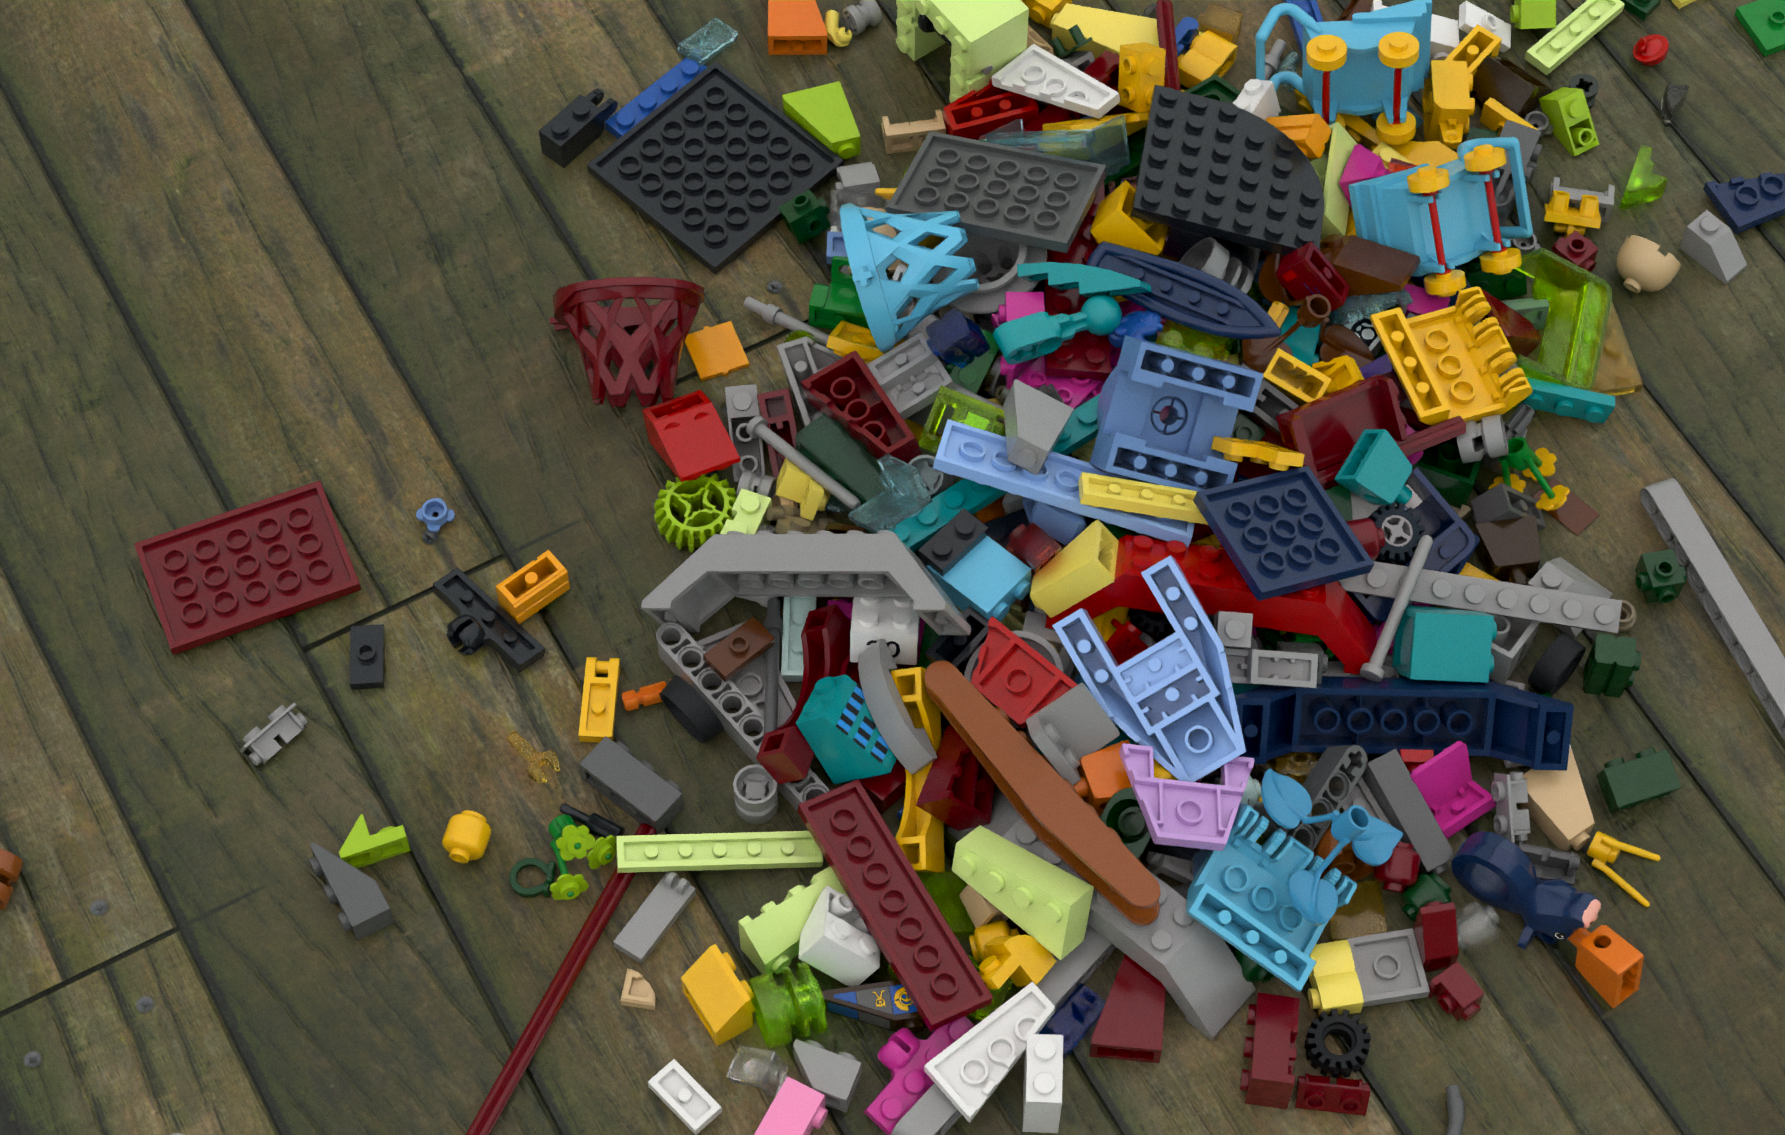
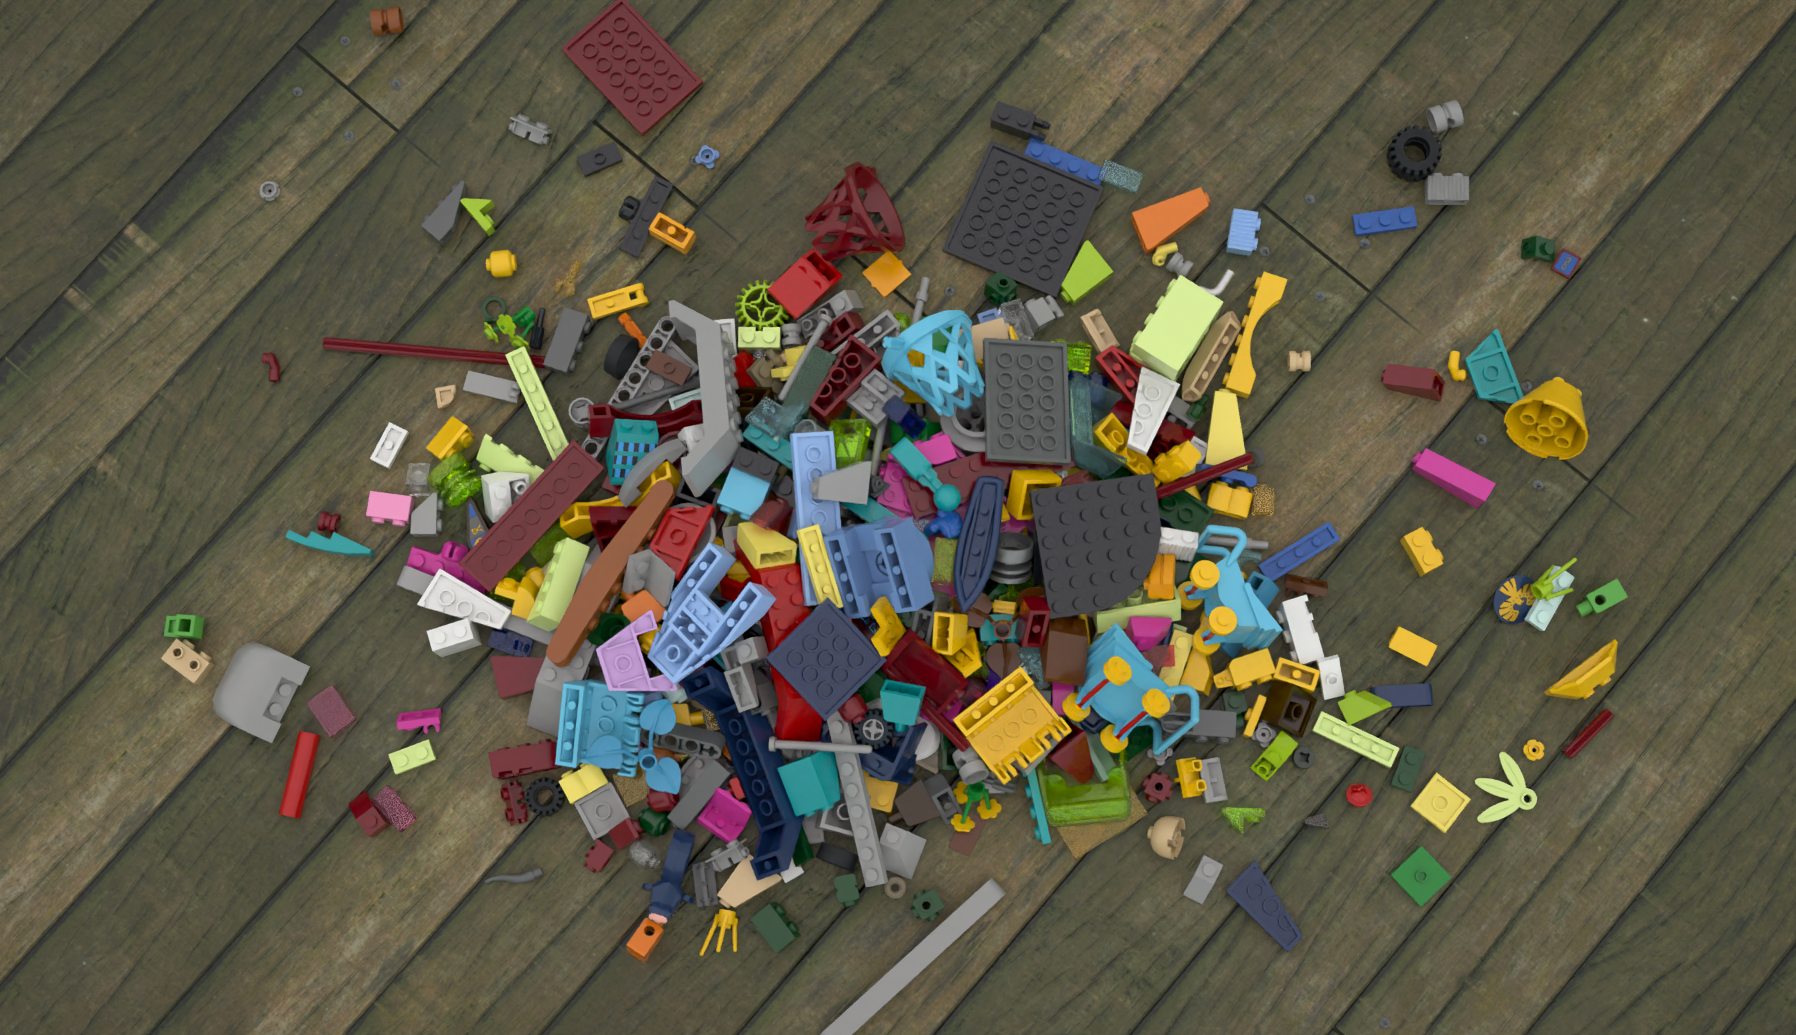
camera: 75 degrees right, 20 degrees up
(1087, 278) = (968, 481): teal slope -> none

